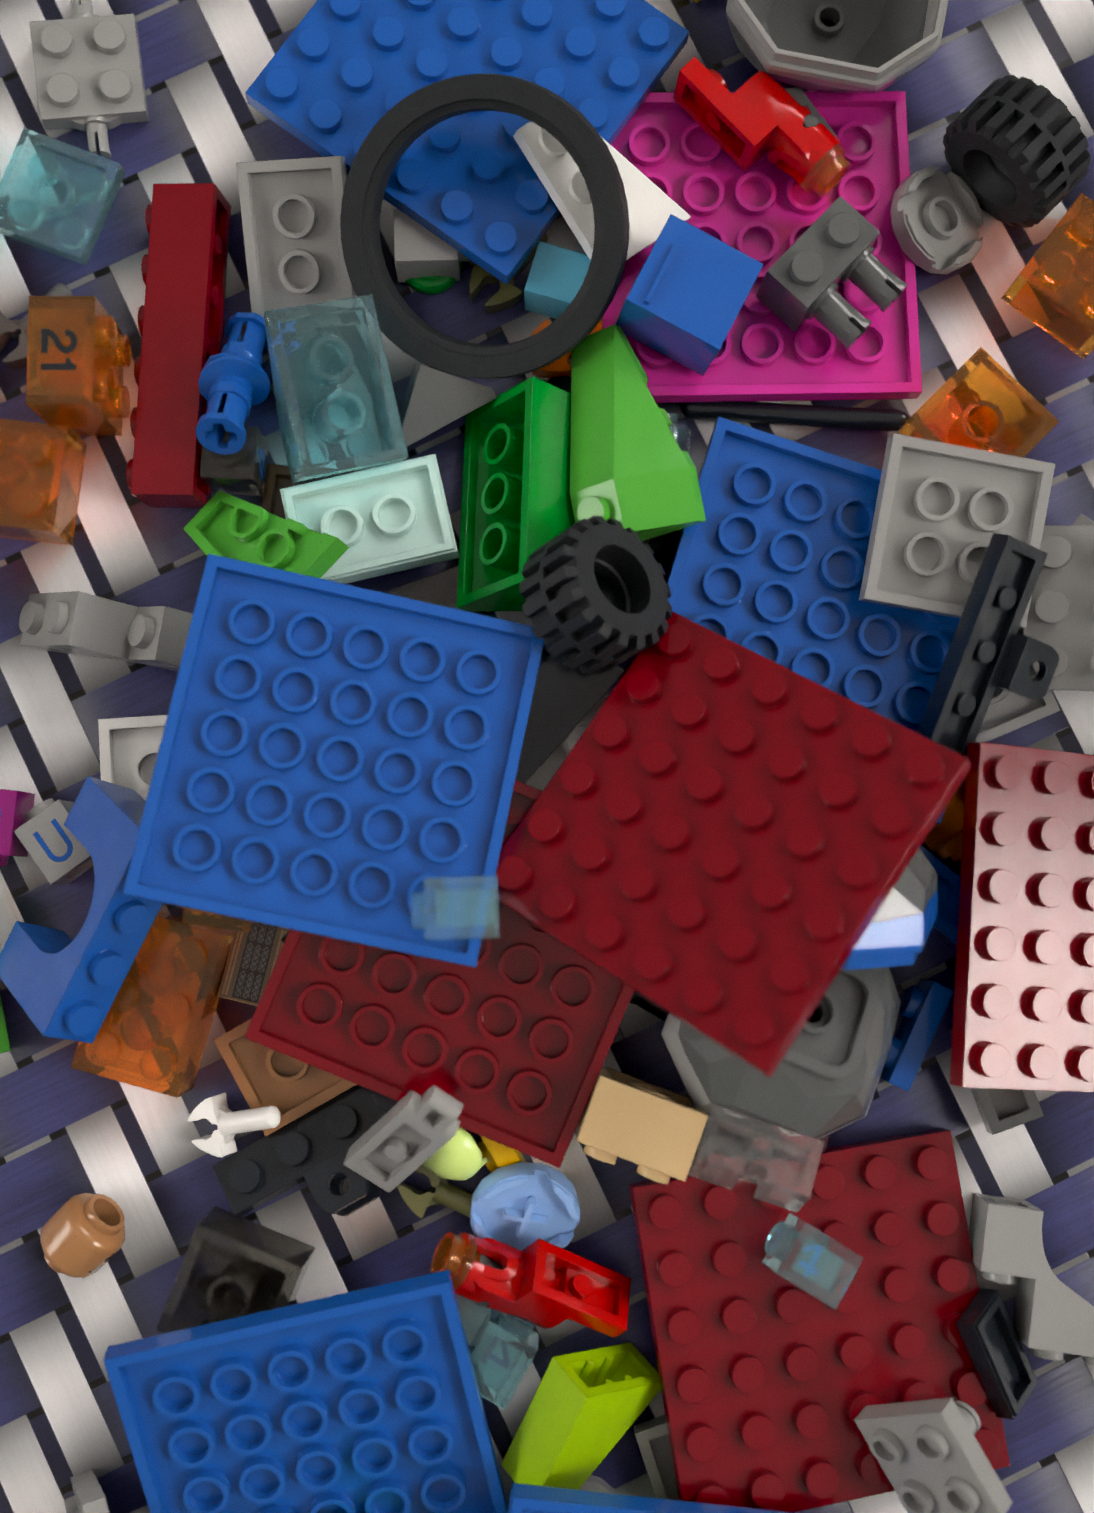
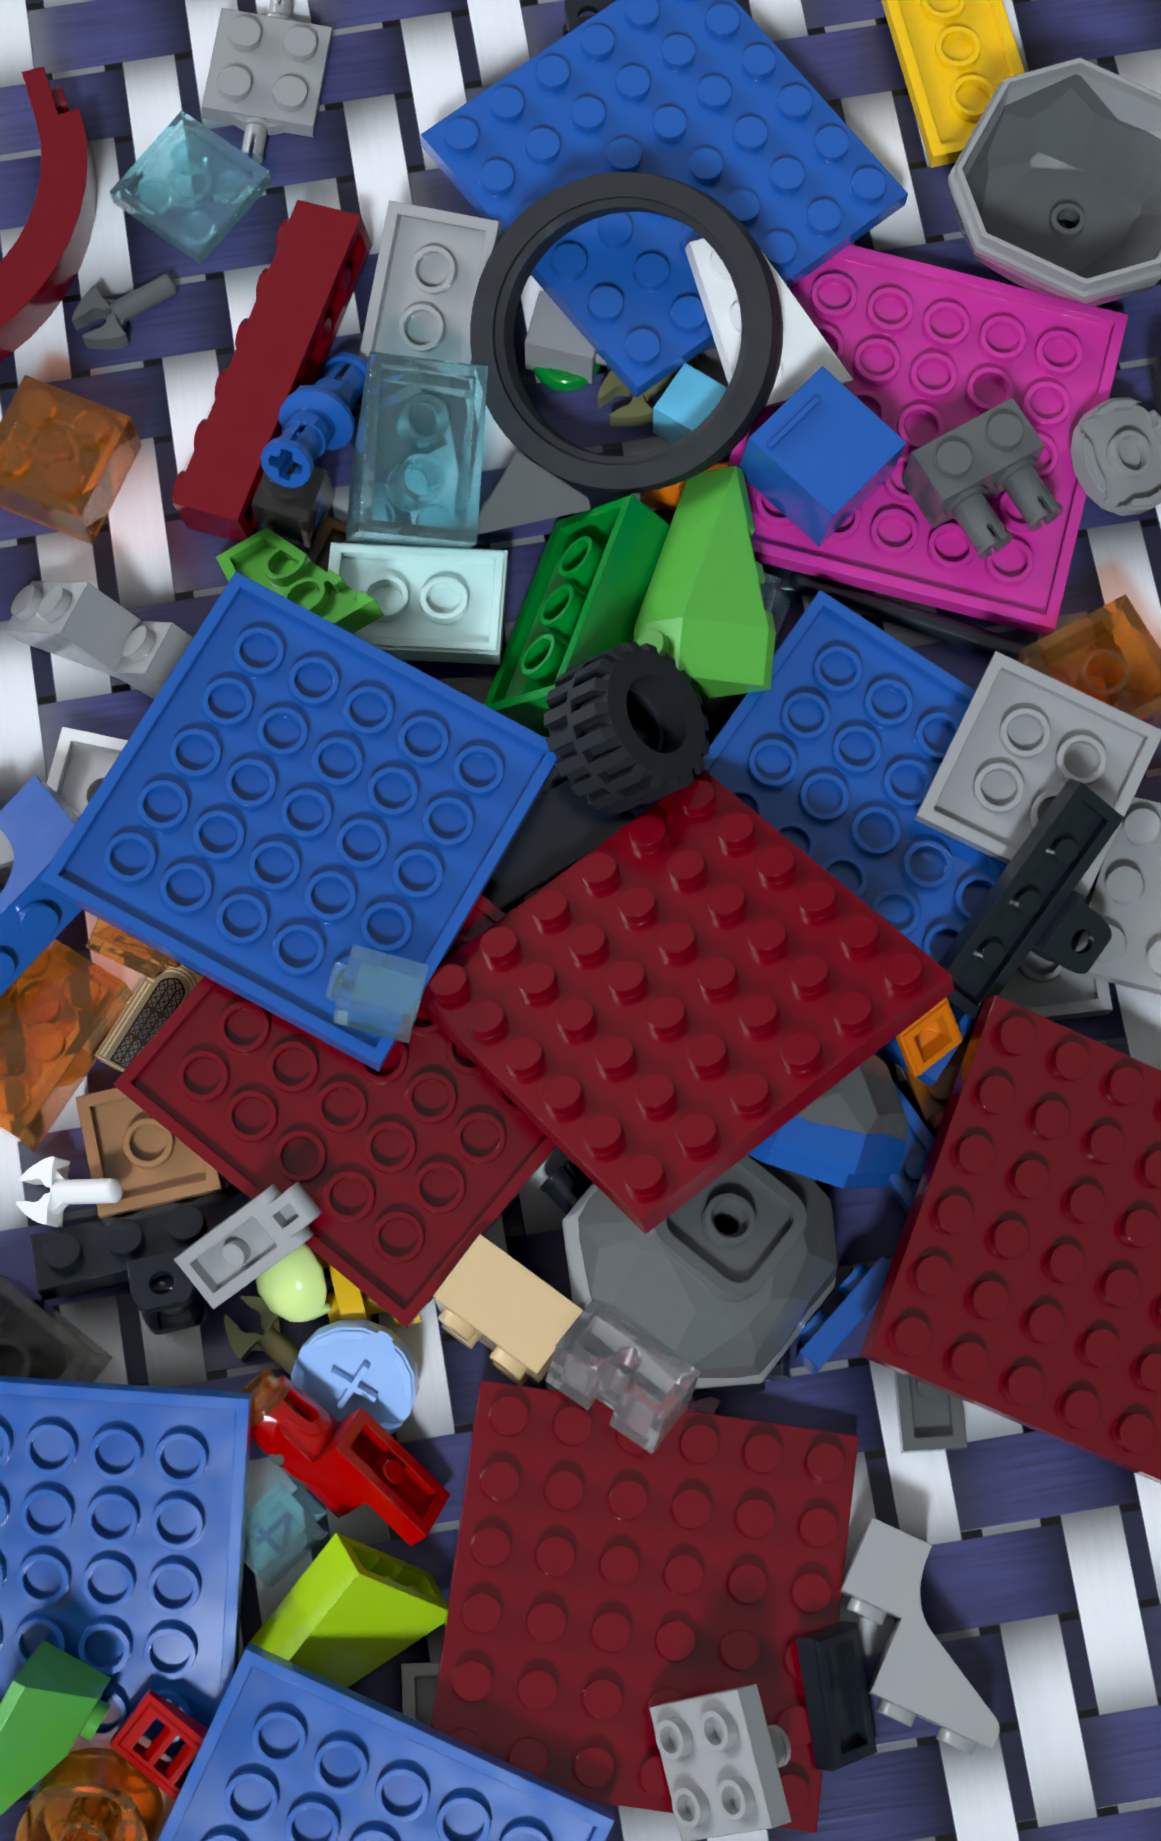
camera: 20 degrees right, 10 degrees down
(77, 365) = (160, 359): clear orange brick -> none
(763, 120) = (961, 305): red plate -> none
(811, 1260) = (651, 1507): clear light blue brick -> none

